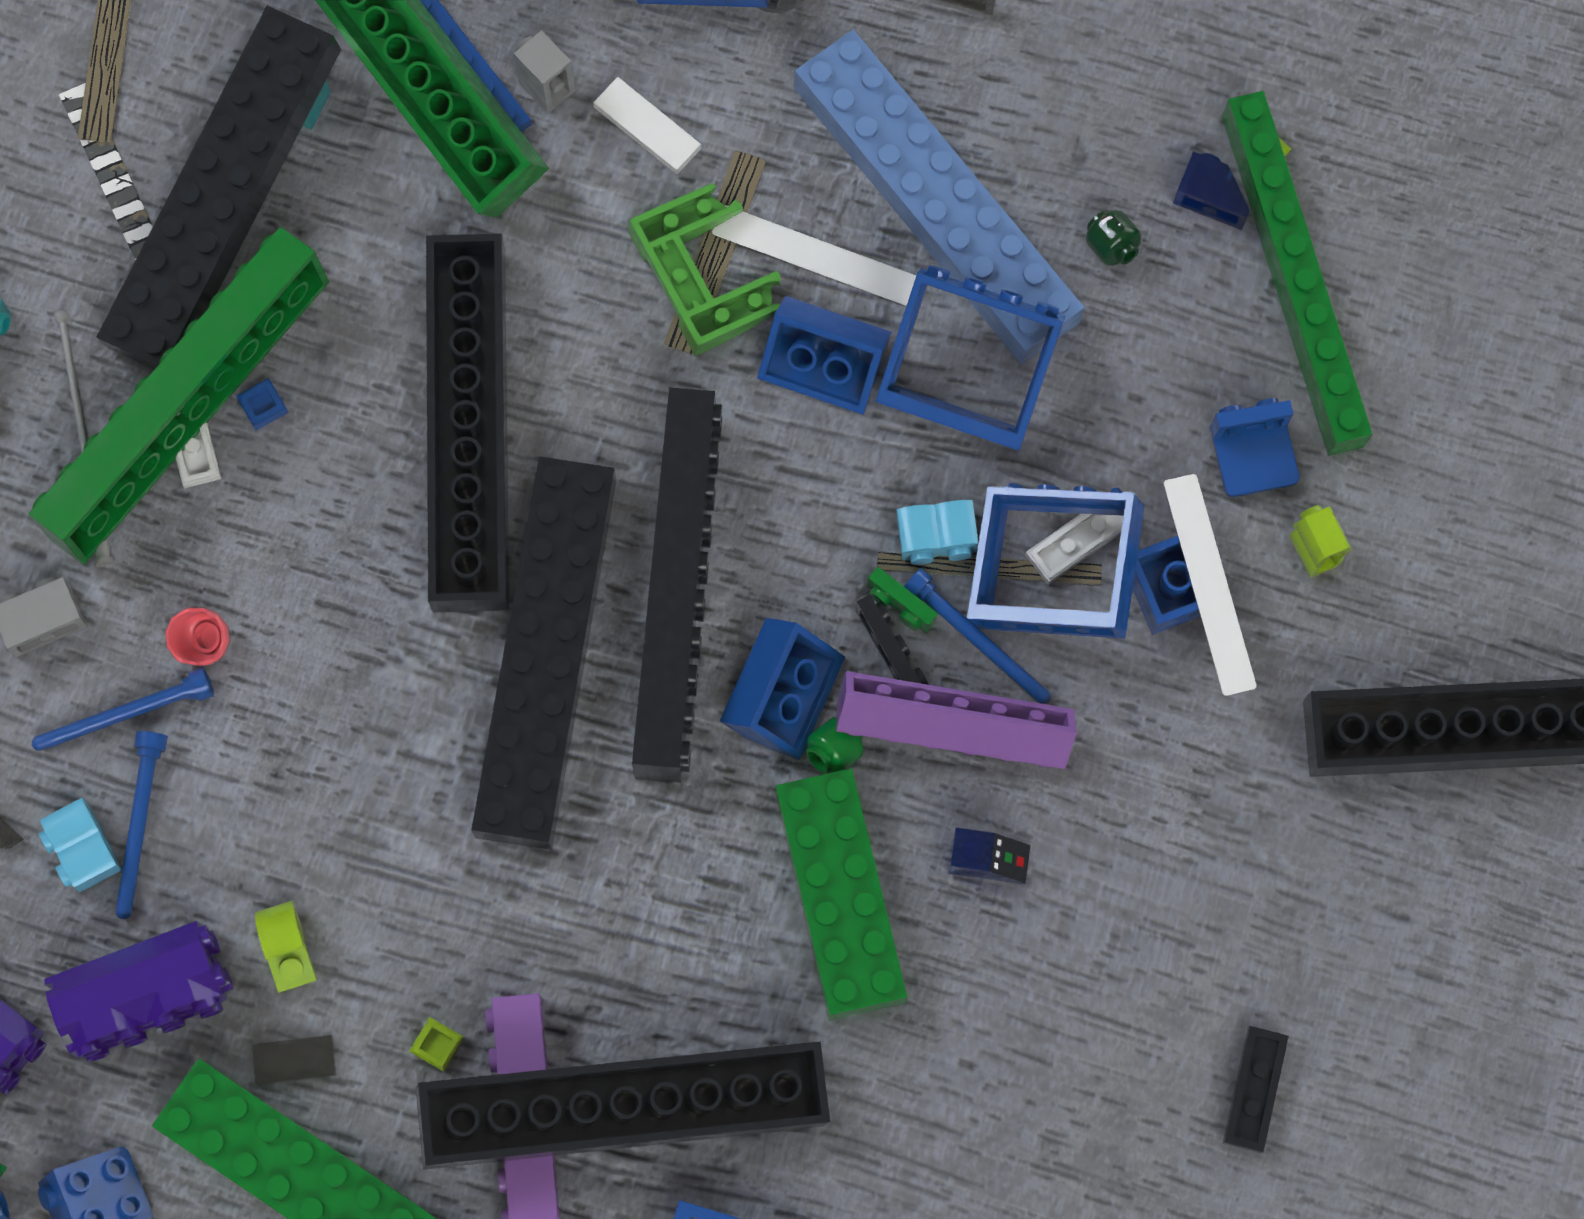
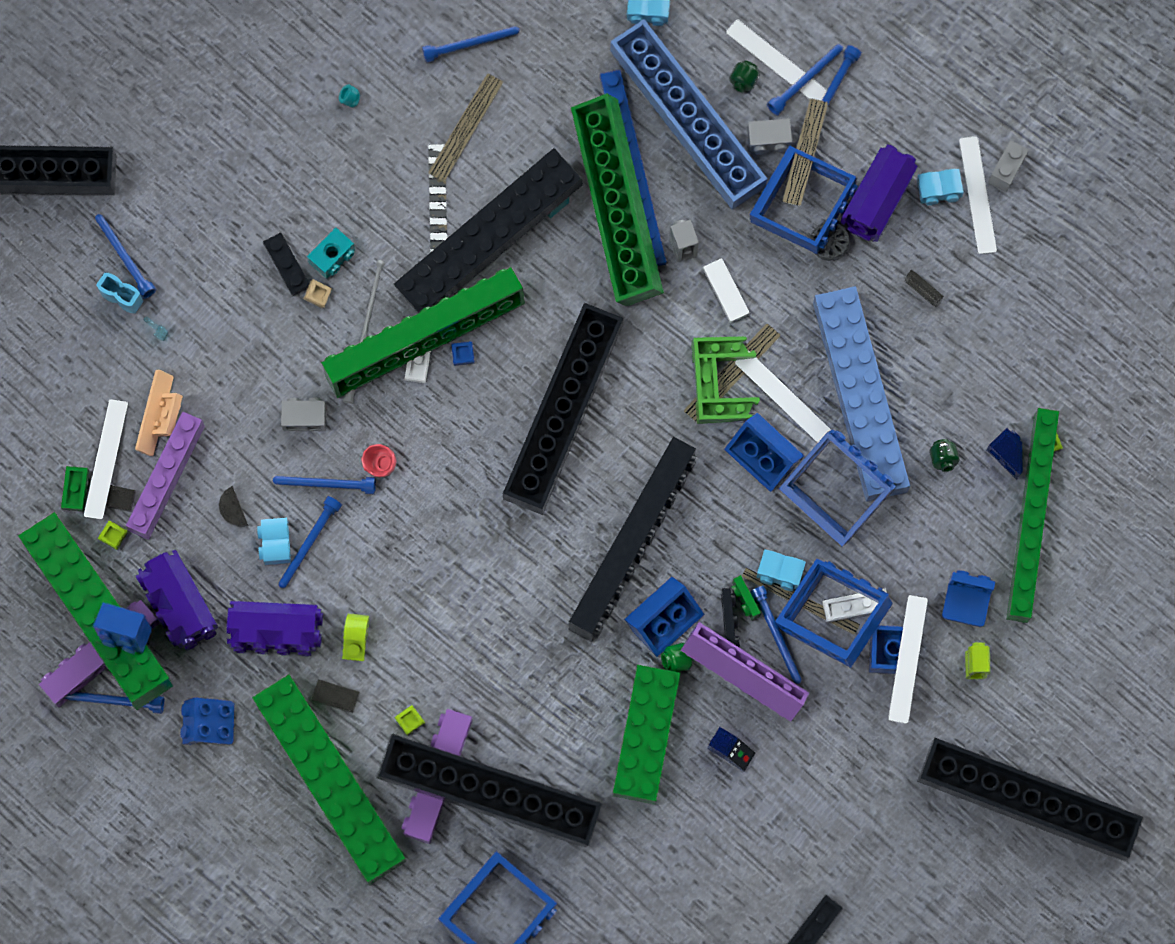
camera: 25 degrees right, 0 degrees up
(544, 654) = (550, 545): black brick -> none

